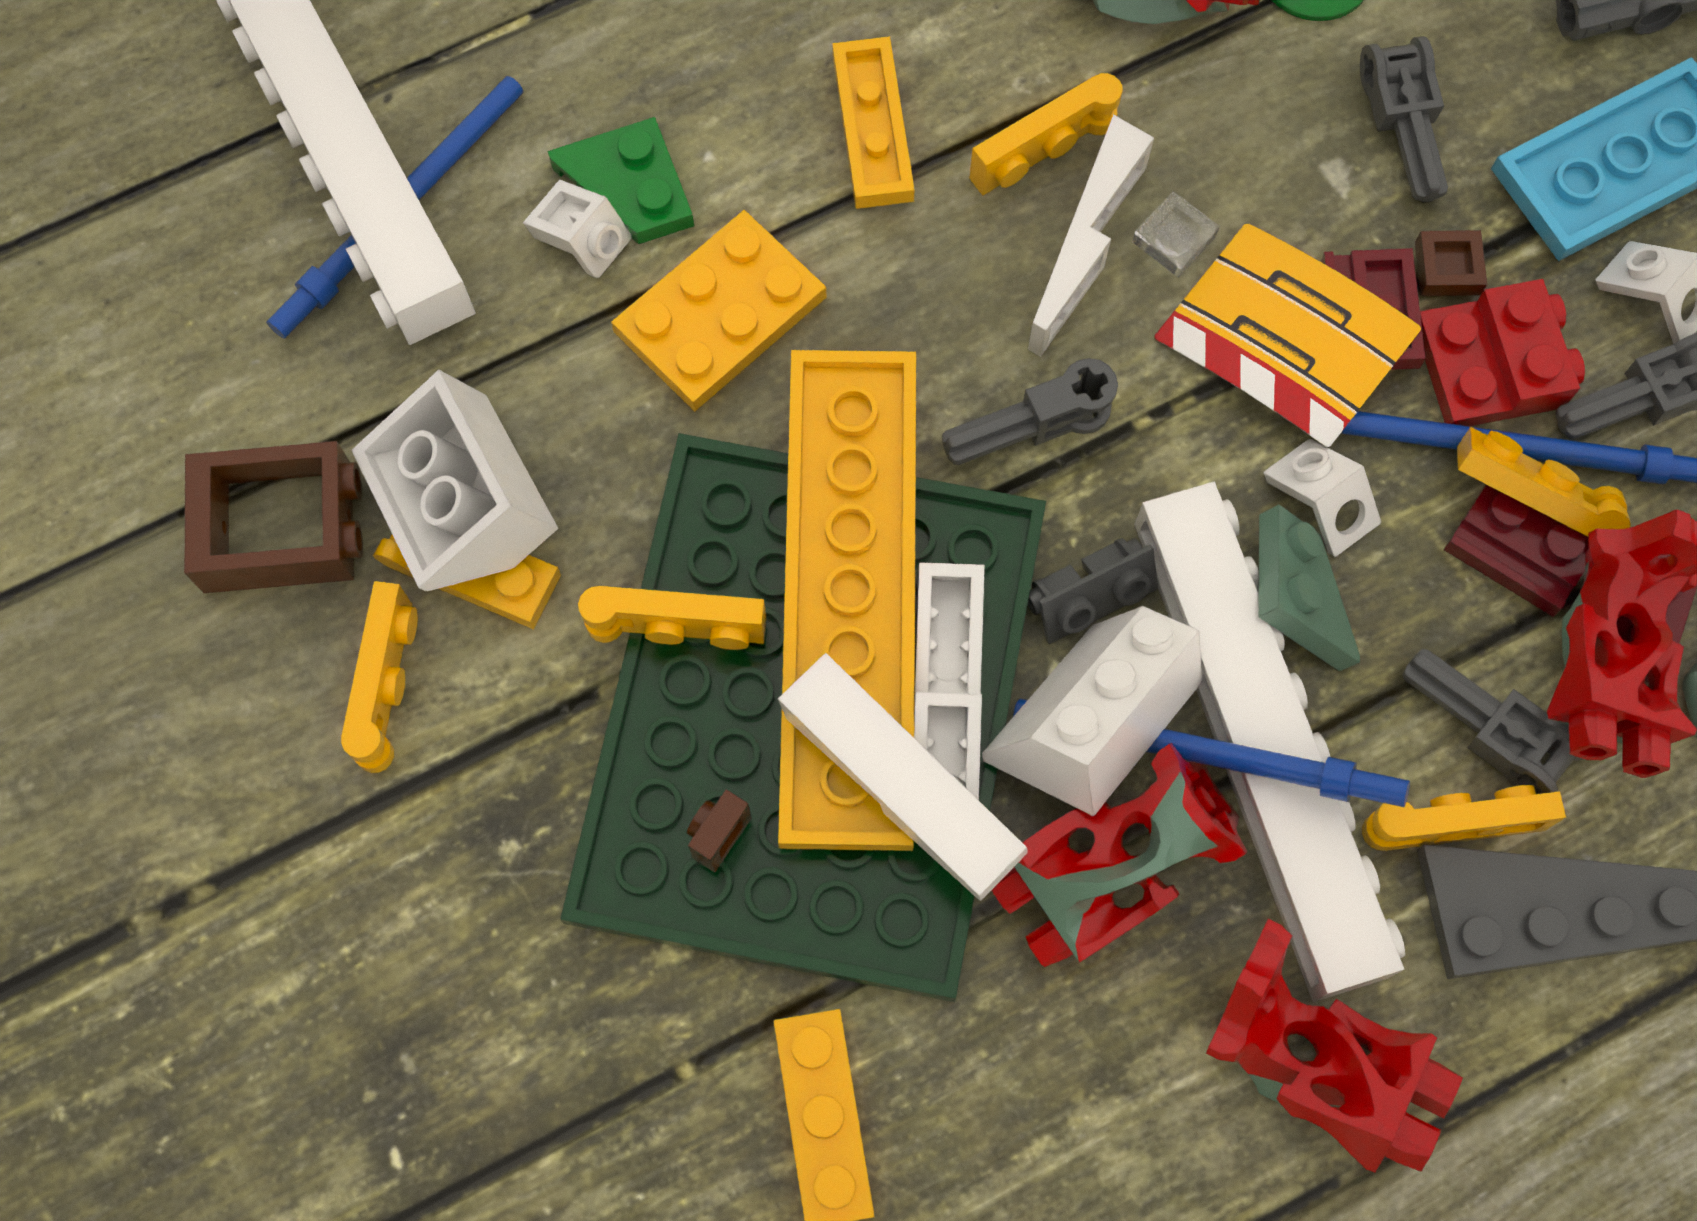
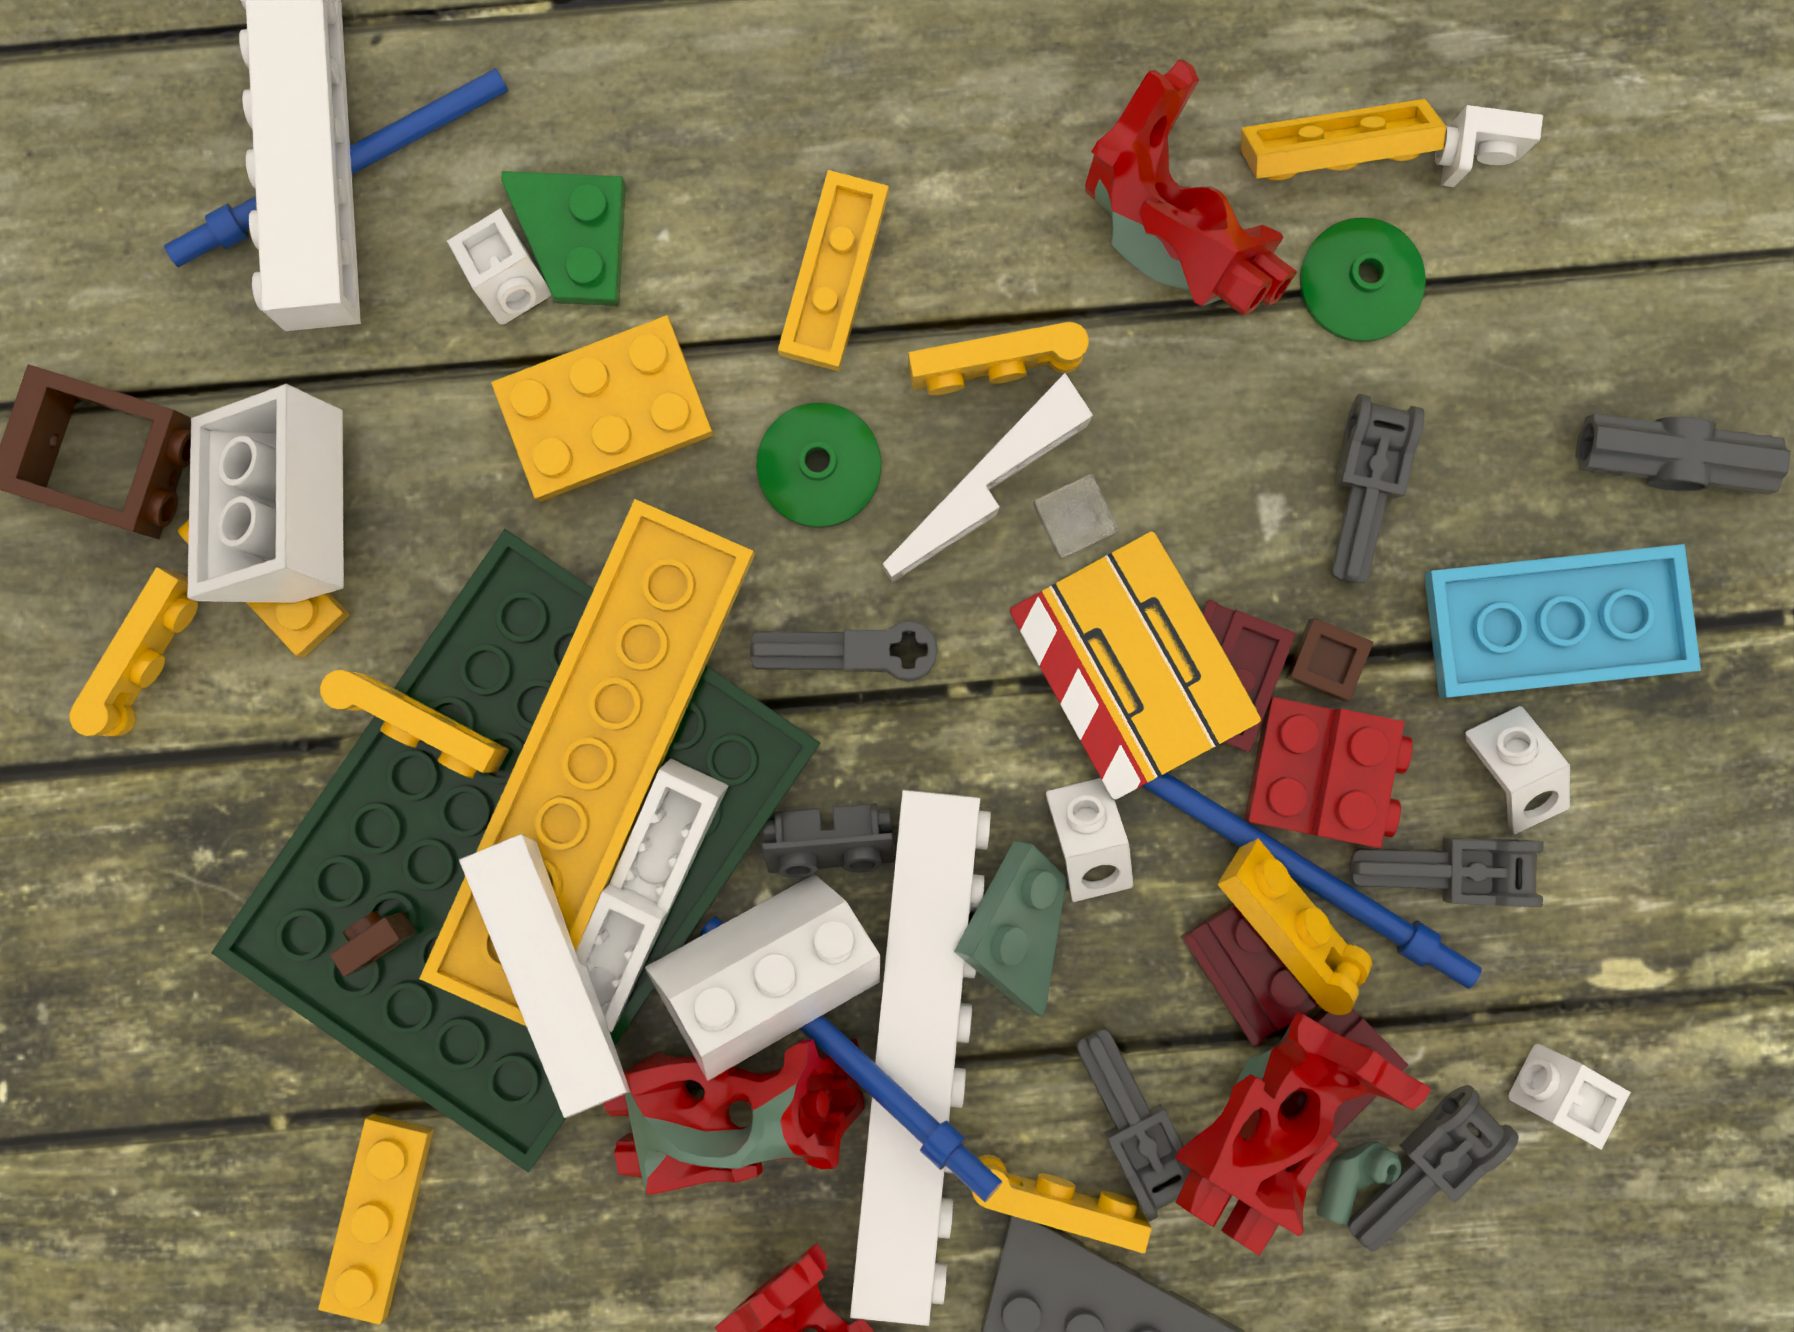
camera: 25 degrees right, 15 degrees up
(926, 307) = (827, 495): none -> green dish

